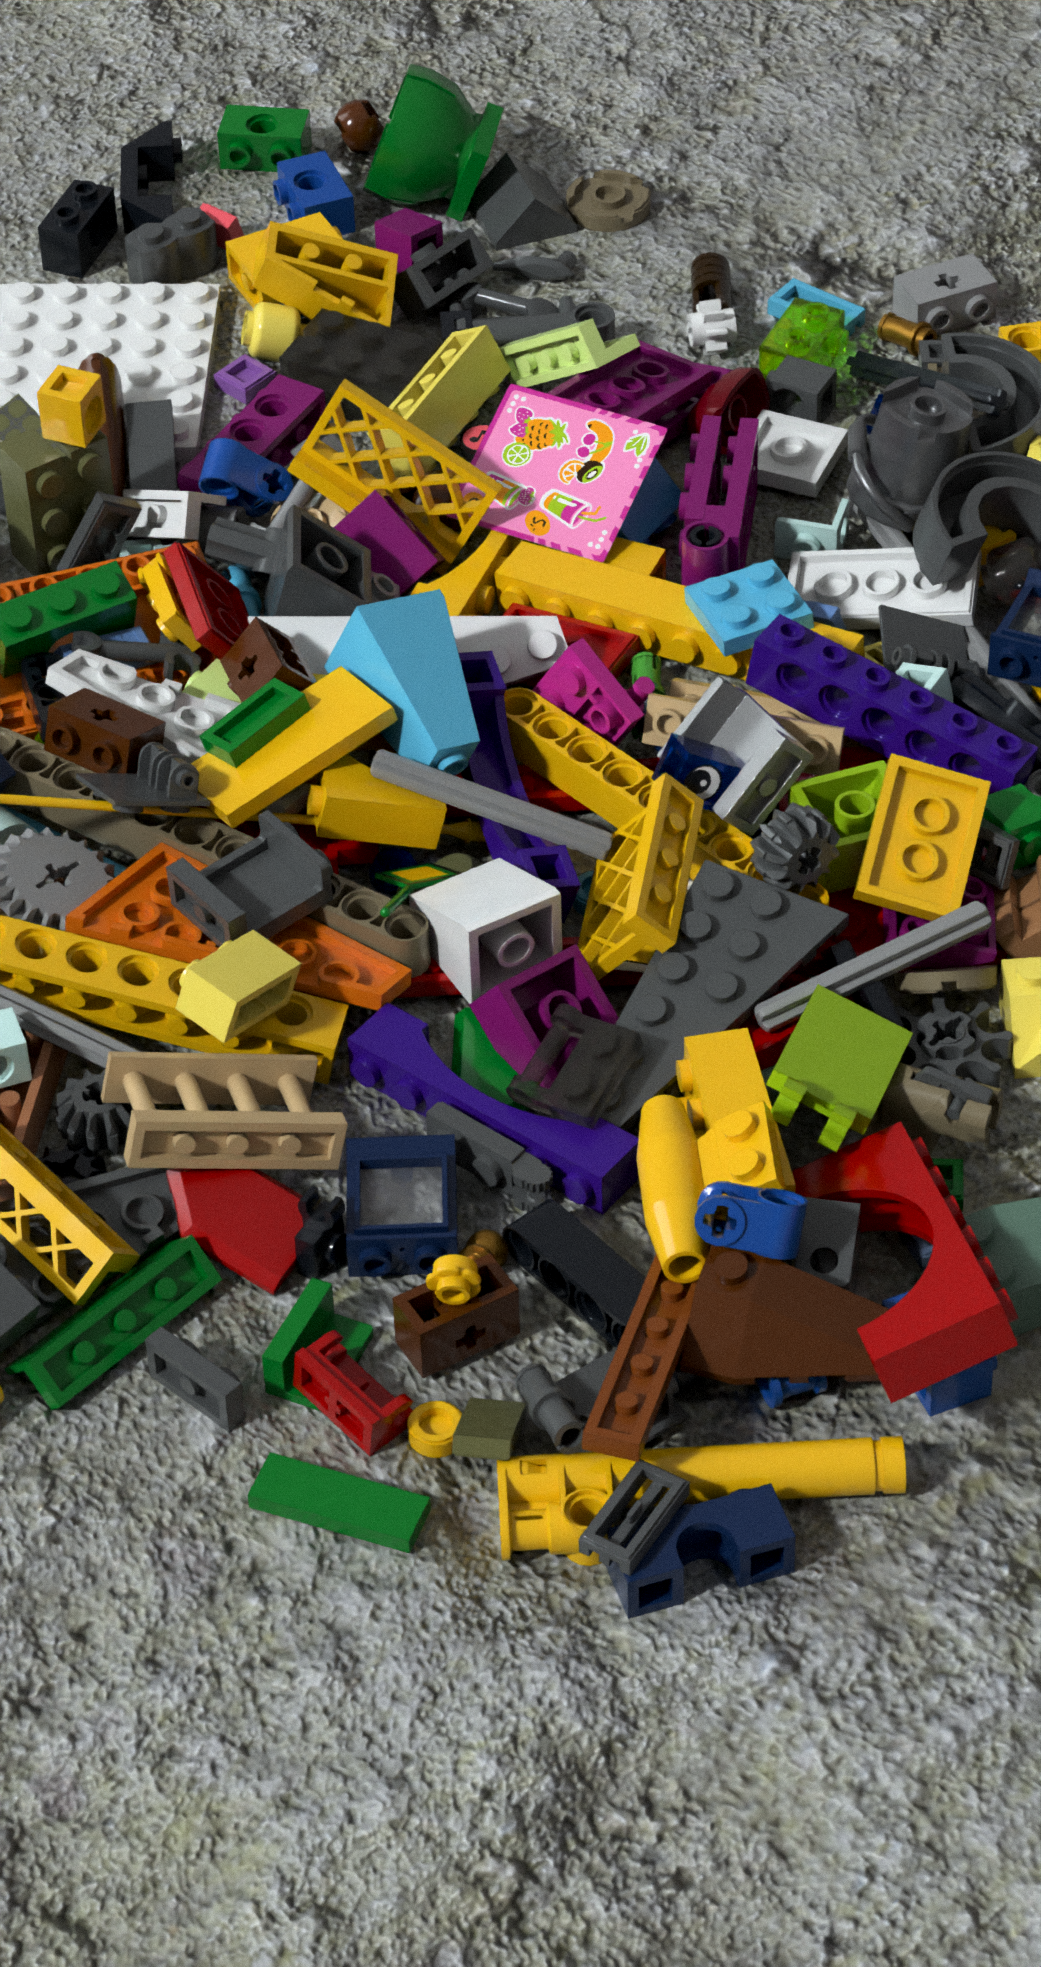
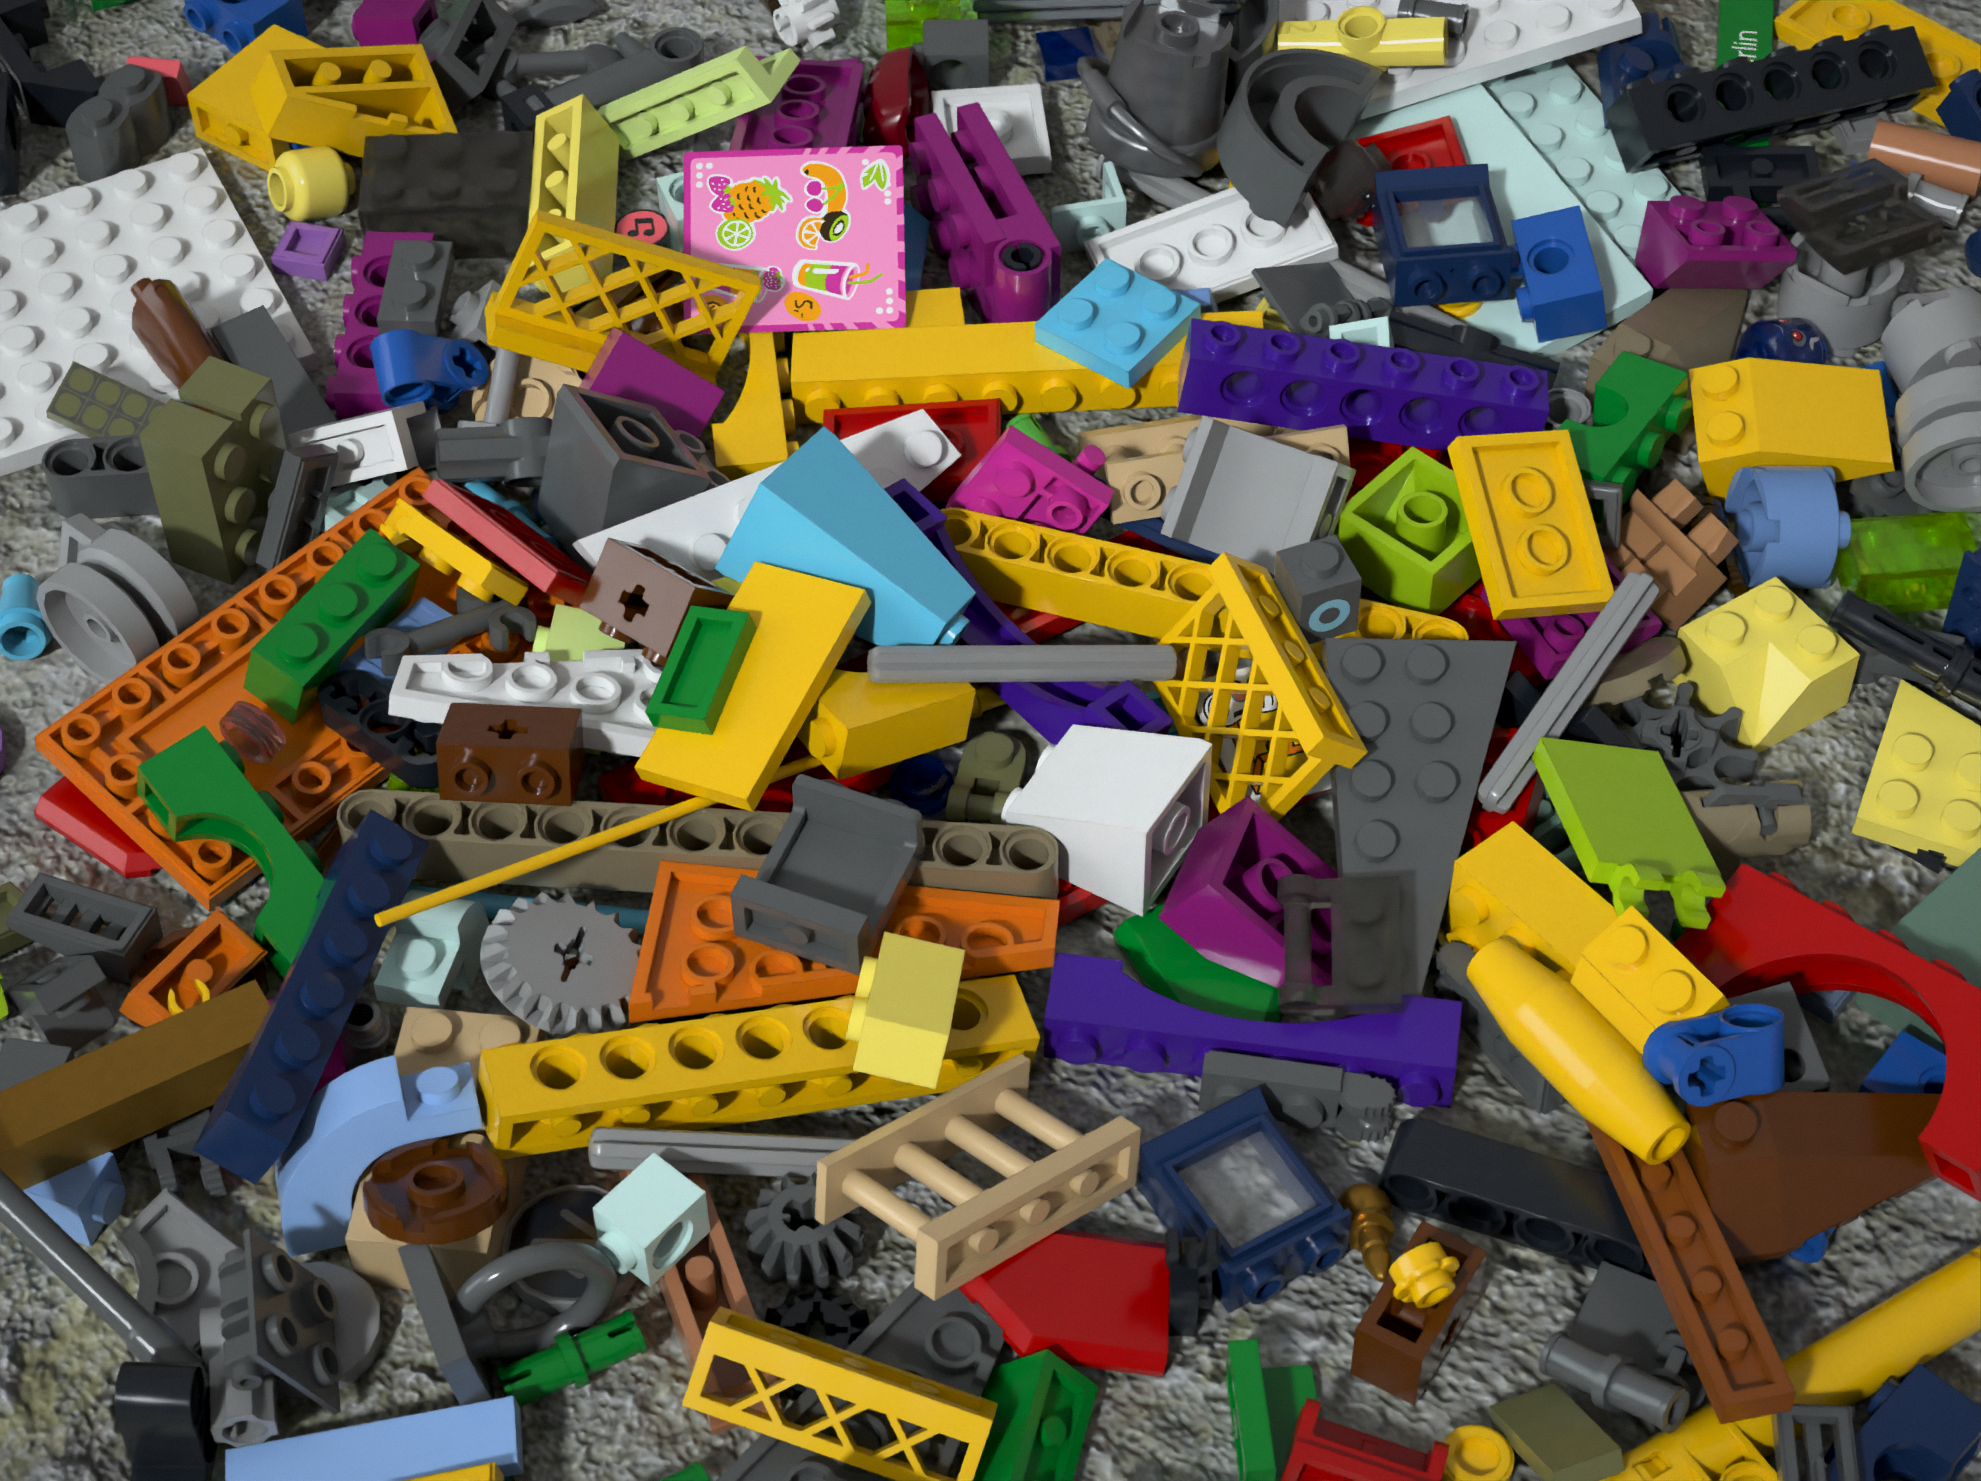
camera: 30 degrees left, 5 degrees up
(71, 406) = (223, 355): yellow brick -> none
(160, 781) = (624, 794): dark grey hinge -> none
(281, 422) = (416, 286): none -> dark grey plate
(412, 878) = (985, 783): piece -> none
(698, 766) = (1229, 527): clear blue brick -> none
(726, 826) = (1319, 588): none -> dark grey brick
(795, 848) = (1417, 586): dark grey gear -> none

